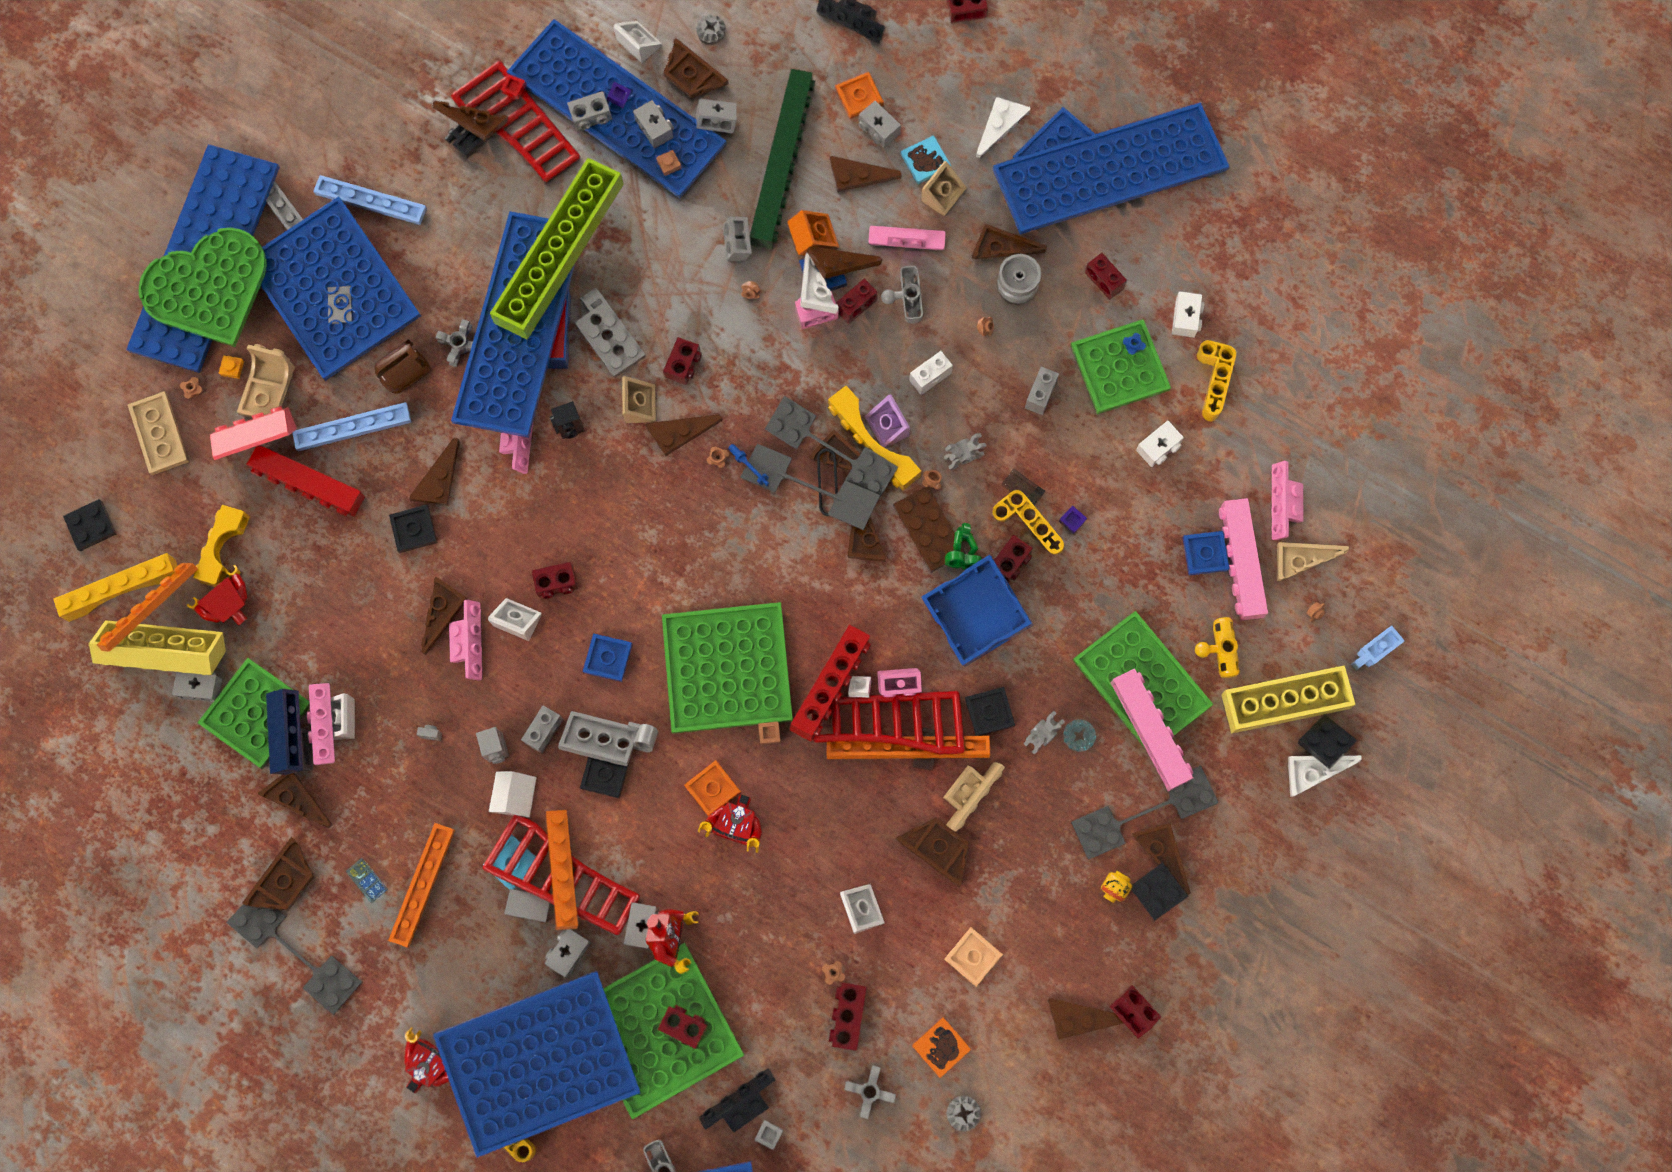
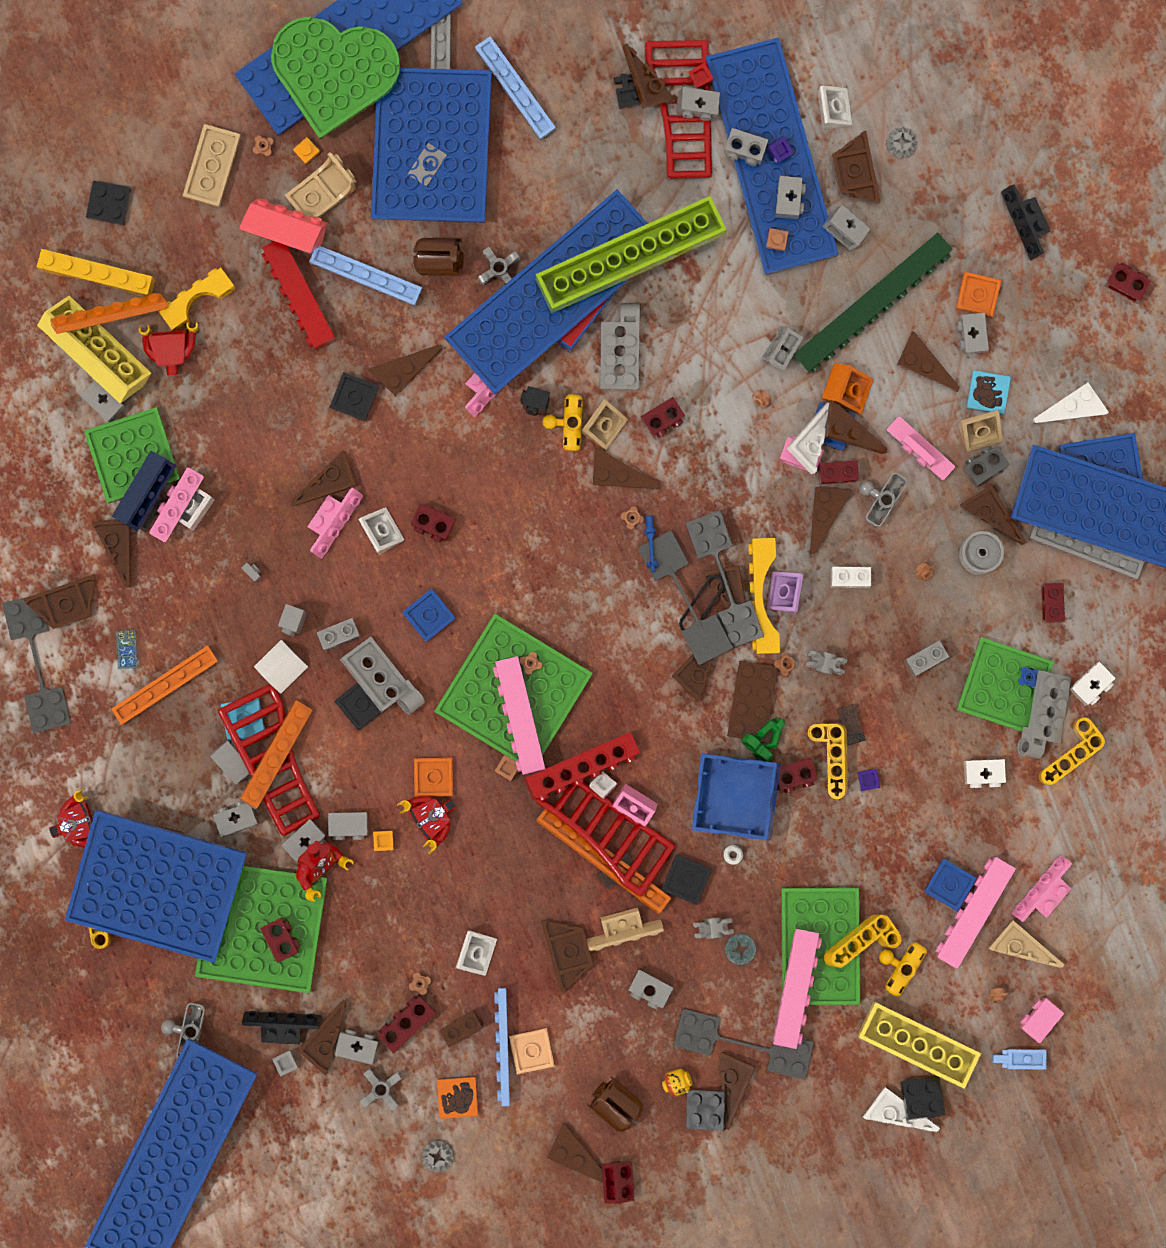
camera: 35 degrees right, 10 degrees up
(526, 106) = (706, 99): none -> light grey brick
(603, 410) = (572, 411): none -> yellow piece
(669, 883) = (348, 825): none -> light grey brick
(709, 874) = (383, 840): none -> light orange plate
(716, 633) = (525, 662): none -> nougat plate
(746, 679) = (520, 715): none -> bright pink brick
(788, 1095) = (321, 1043): none -> reddish brown wing
(811, 1079) = (365, 1054): none -> light grey brick
(868, 336) = (826, 508): none -> reddish brown wing
(898, 983) = (461, 1028): none -> reddish brown brick
(951, 979) = (502, 1055): none -> light blue plate
(971, 214) = (988, 469): none -> dark grey brick
(1016, 658) = (728, 859): none -> white plate
(1041, 818) = (661, 993): none -> light grey brick
(1081, 956) = (622, 1098): none -> reddish brown cylinder
(1100, 219) = (1108, 559): none -> light grey plate
(1176, 387) = (1033, 739): none -> light grey hinge
(1178, 636) = (859, 944): none -> yellow beam
(1367, 603) = (1041, 1019): none -> bright pink brick

